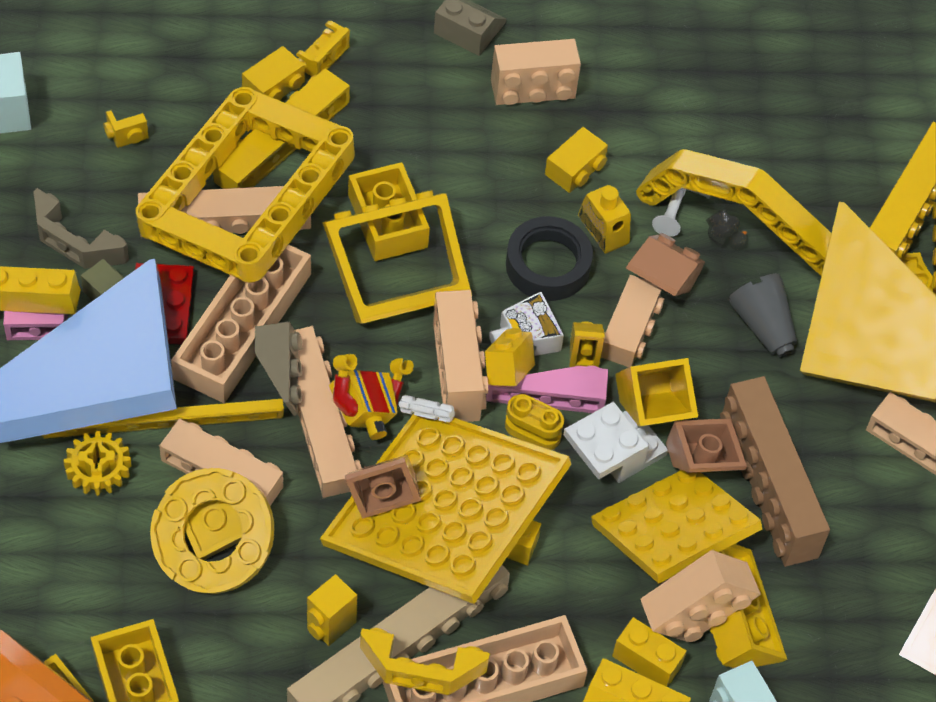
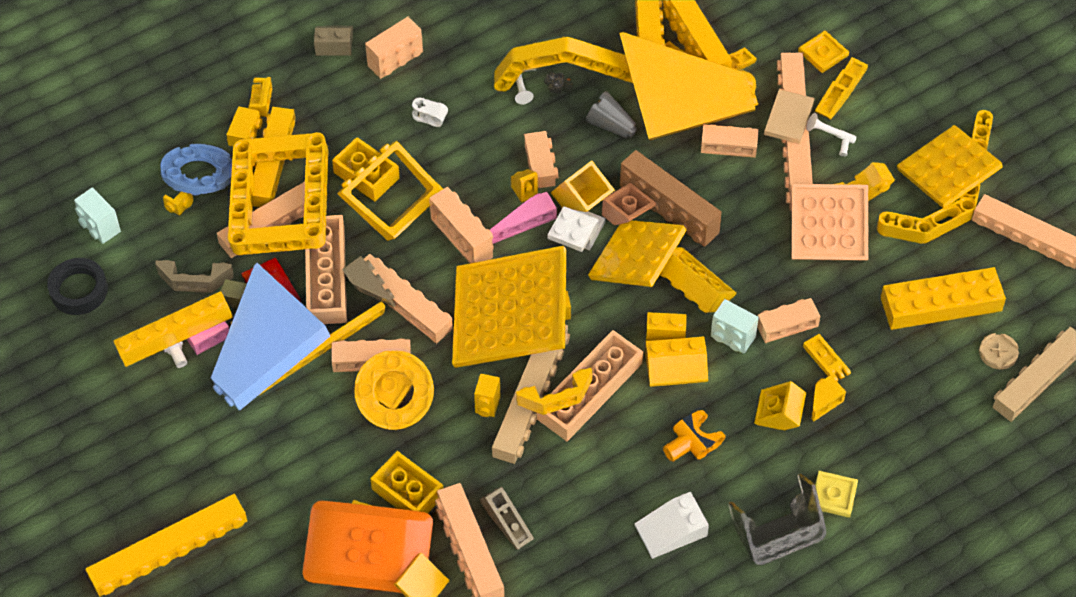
camera: 25 degrees left, 0 degrees up
(82, 461) = (301, 391): yellow gear -> none
(162, 71) = (178, 157): none -> medium blue plate
(367, 396) = (426, 274): torso -> none
(383, 486) = (472, 315): nougat slope -> none
(427, 408) = (463, 264): white axle -> none
(510, 358) = (491, 212): yellow brick -> none
(526, 180) = (430, 112): none -> white piece
(534, 421) = (524, 240): yellow brick -> none
(535, 317) = (487, 193): torso -> none
(555, 230) = (474, 167): black tyre -> none
(576, 160) = (449, 86): yellow brick -> none
(606, 218) = (489, 109): yellow torso -> none
(667, 264) = (540, 117): nougat slope -> none
(700, 596) = (677, 282): light nougat brick -> none

